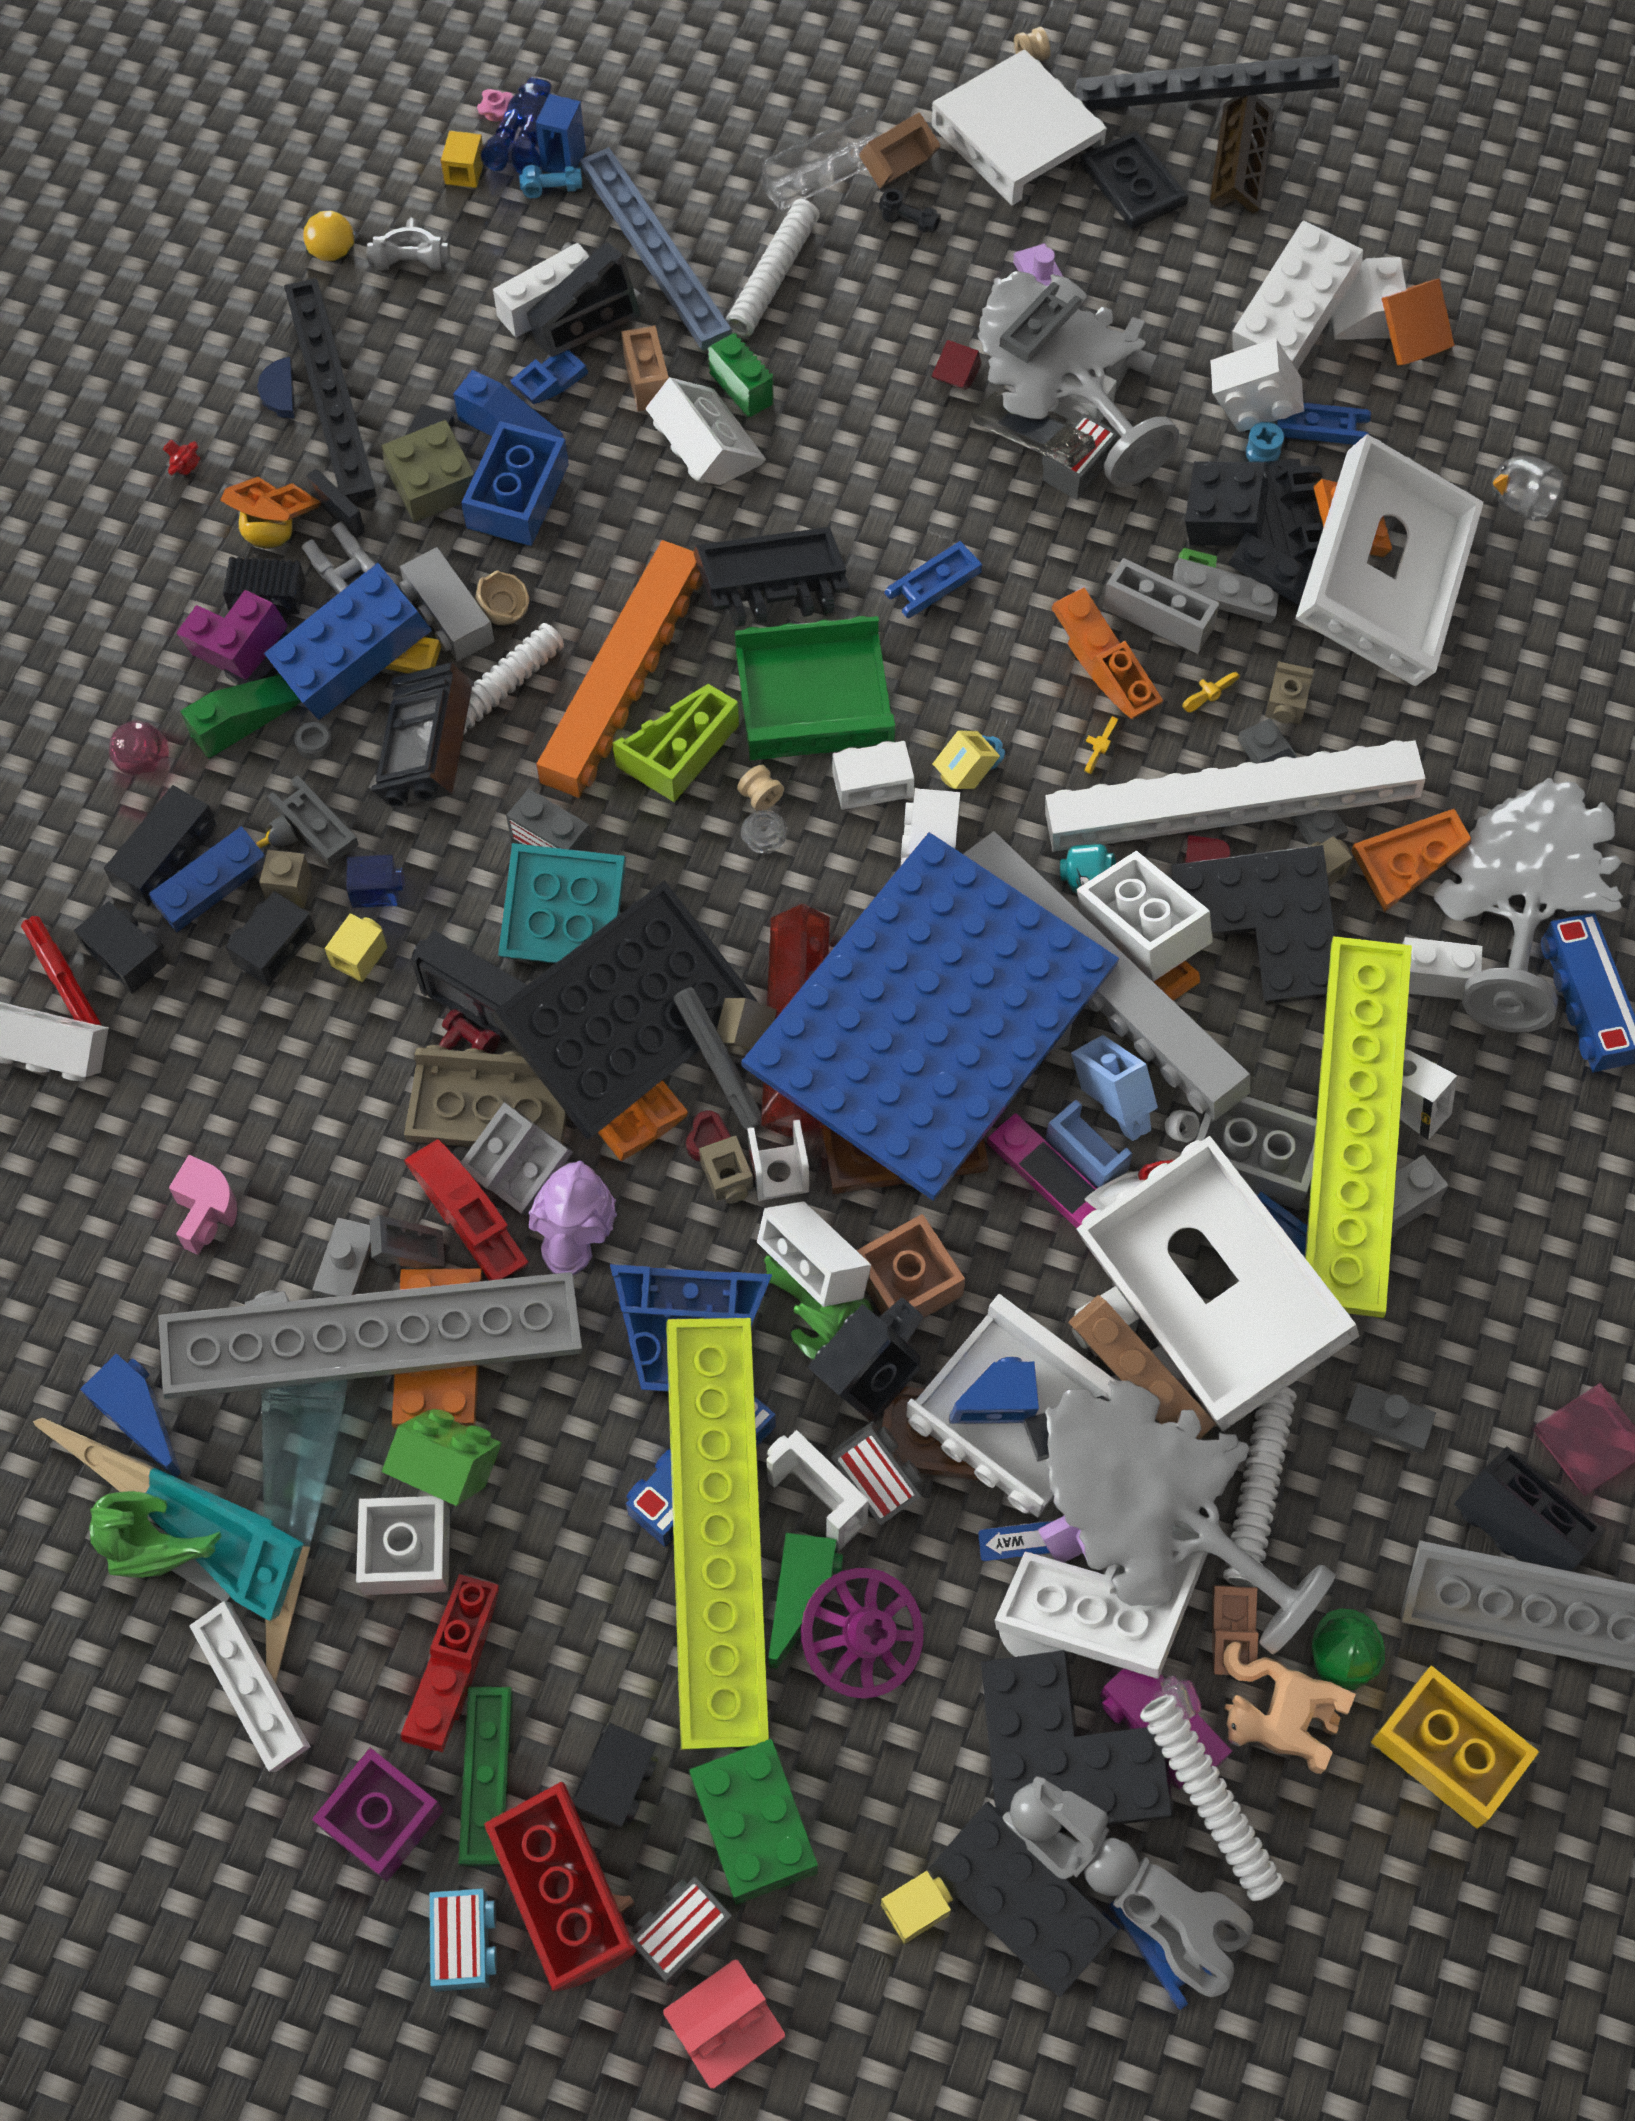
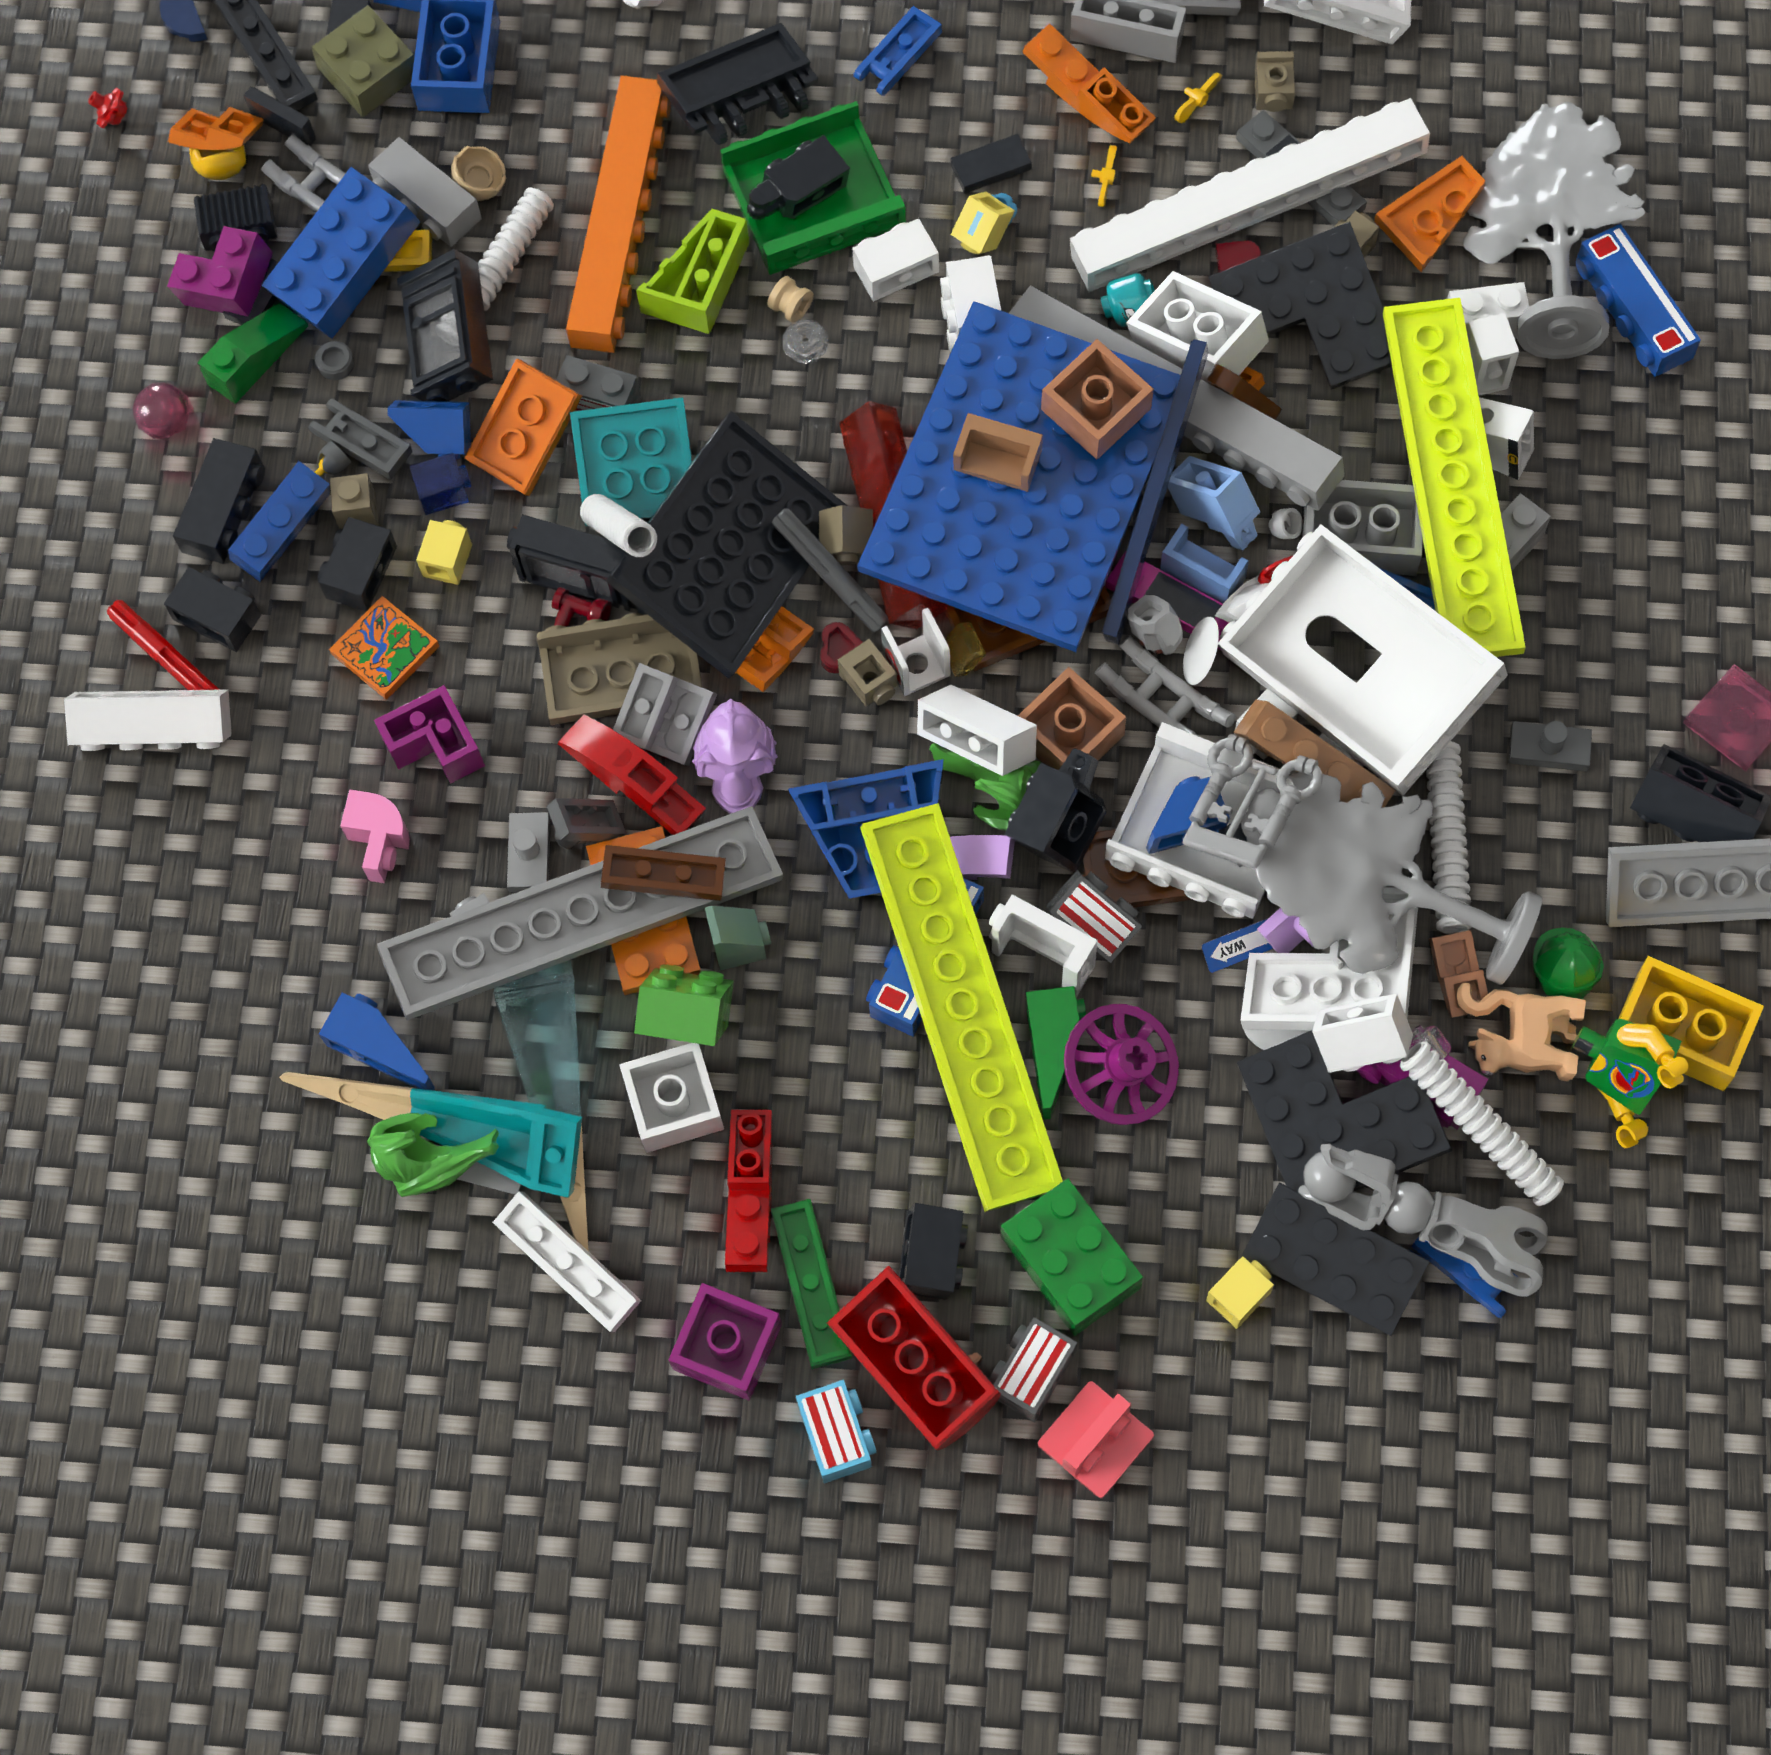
camera: 10 degrees left, 5 degrees up
(271, 1025) = (384, 647): none -> tile
(284, 1113) = (429, 727): none -> magenta brick
(384, 824) = (435, 425): none -> blue slope
(460, 1316) = (663, 873): none -> reddish brown plate
(467, 847) = (523, 427): none -> orange tile
(517, 1398) = (737, 935): none -> sand green slope
(519, 964) = (618, 525): none -> white piece
(782, 1381) = (984, 855): none -> lavender slope
(801, 678) = (799, 181): none -> black hinge
(826, 1169) = (965, 649): none -> clear yellow plate
(908, 984) = (997, 452): none -> medium nougat panel
(992, 706) = (991, 163): none -> black tile
(1012, 1245) = (1160, 675): none -> light grey piece
(1019, 956) = (1097, 399): none -> nougat brick
(1022, 1193) = (1155, 624): none -> light grey rock
(1023, 1436) = (1225, 845): none -> light grey piece
(1056, 1062) = (1155, 491): none -> dark blue tile
(1060, 1231) = (1200, 650): none -> white sticker
(1112, 1669) = (1363, 1033): none -> white brick
(1172, 986) = (1240, 389): none -> reddish brown beam
(1382, 1781) = (1629, 1069): none -> torso
(1430, 1007) = (1492, 352): none -> white brick

